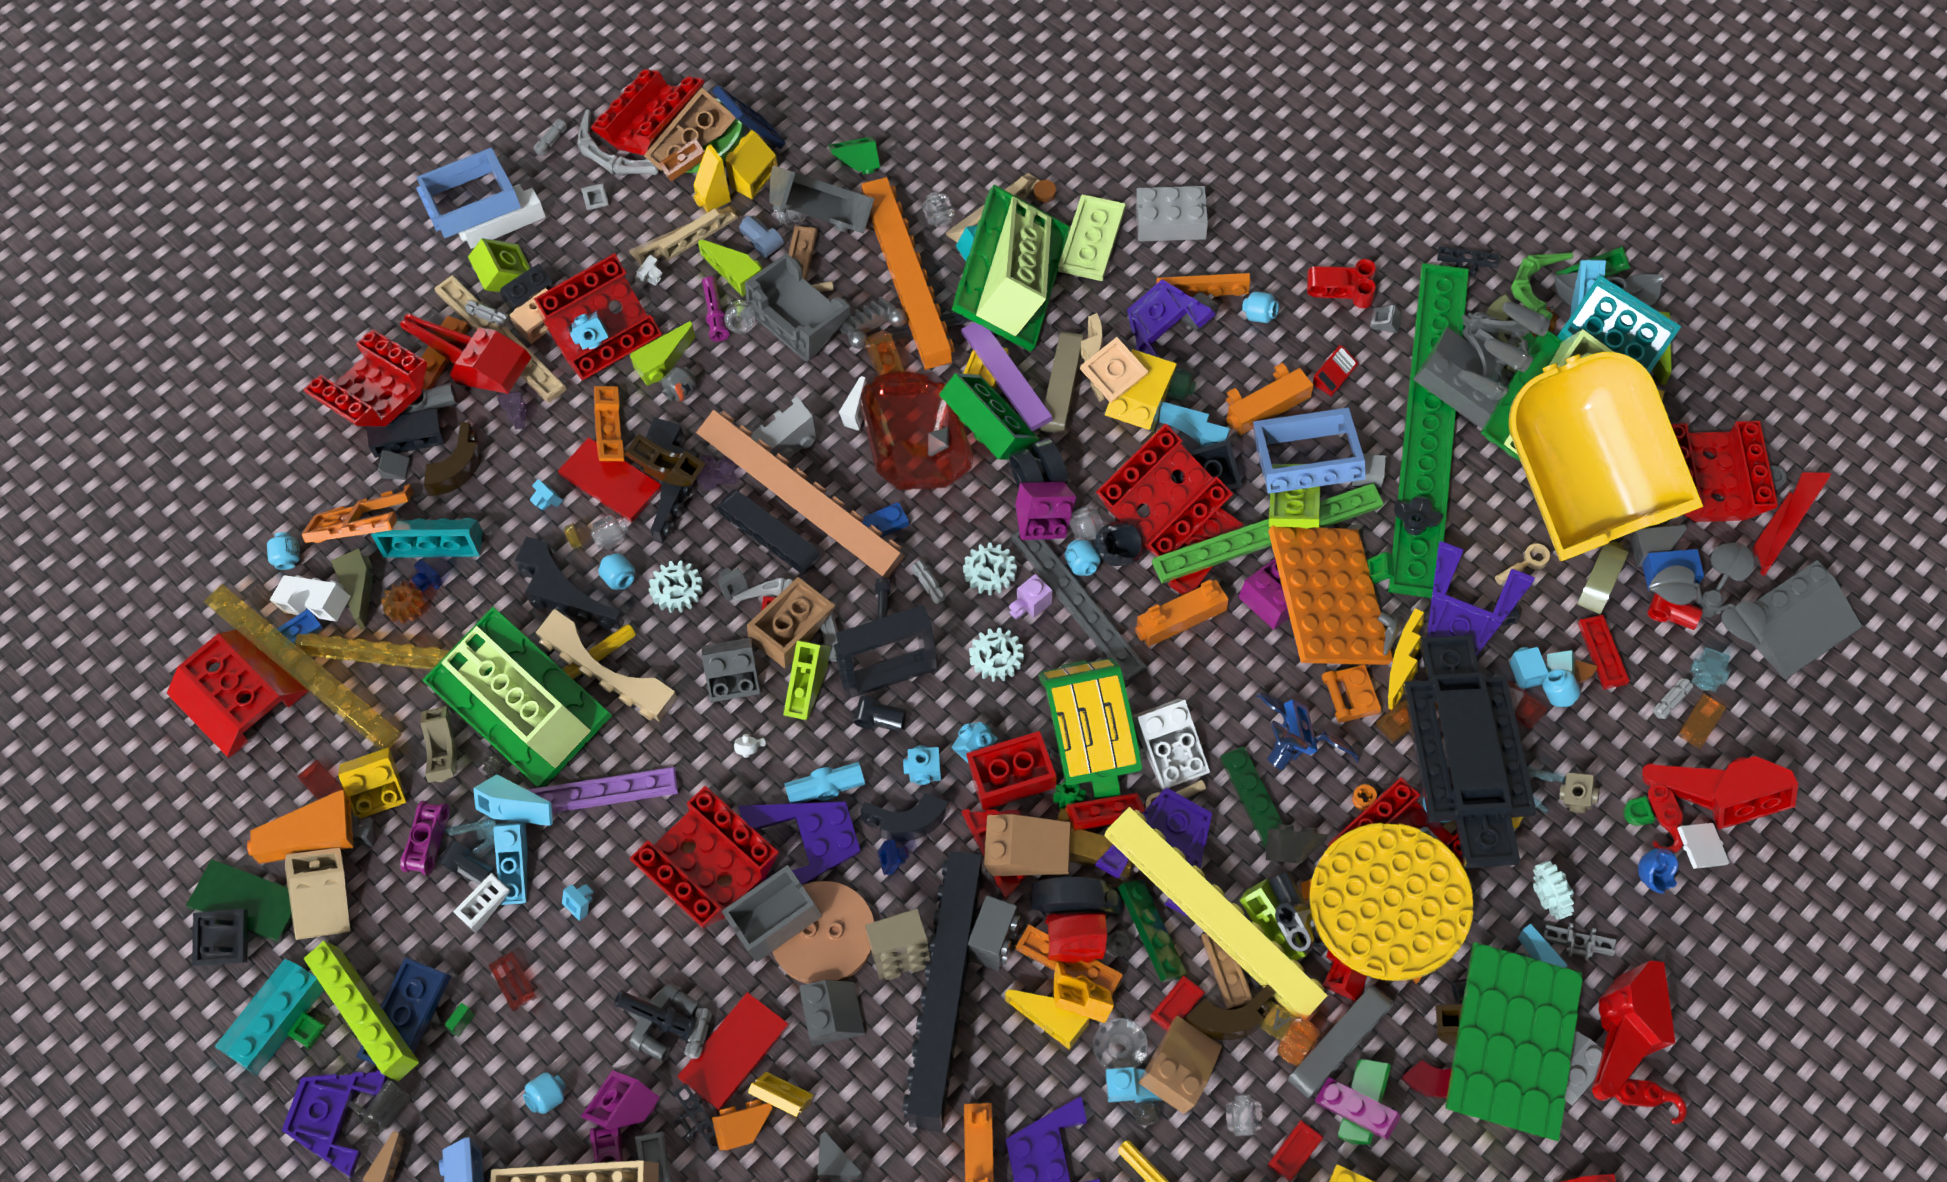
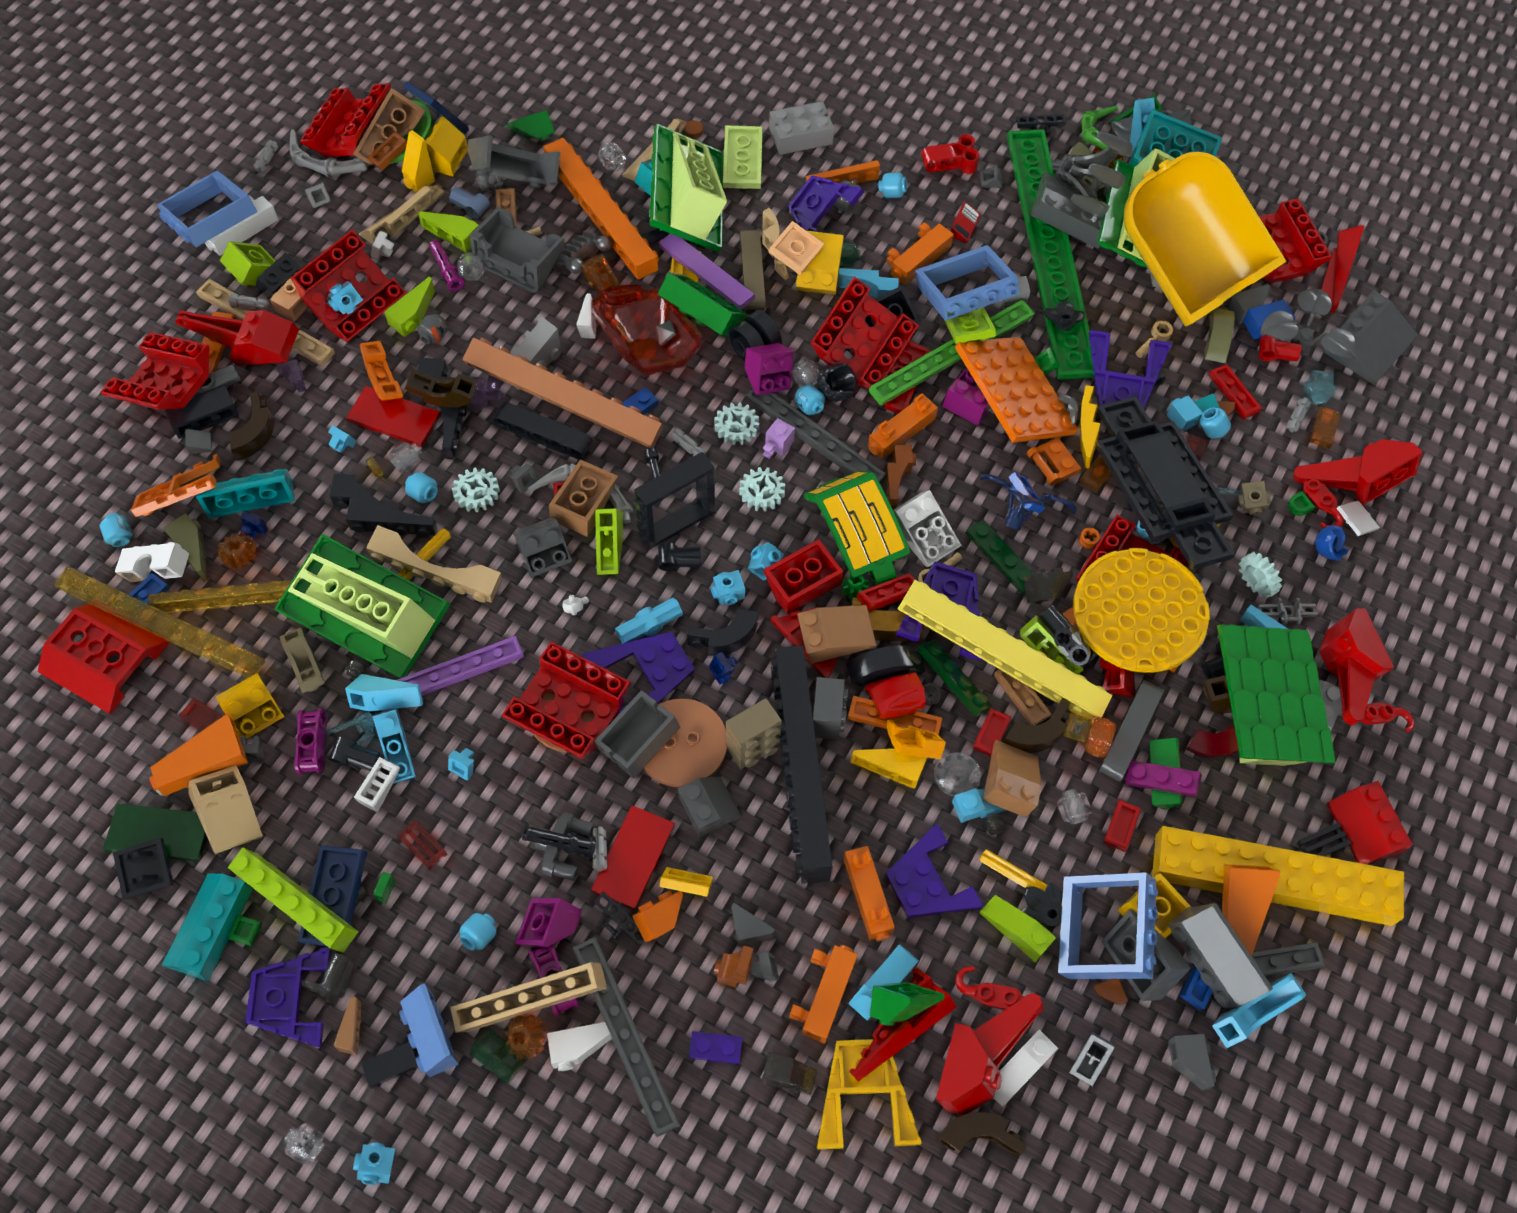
camera: 20 degrees left, 0 degrees up
(1159, 667) = (902, 464): none -> dark orange slope

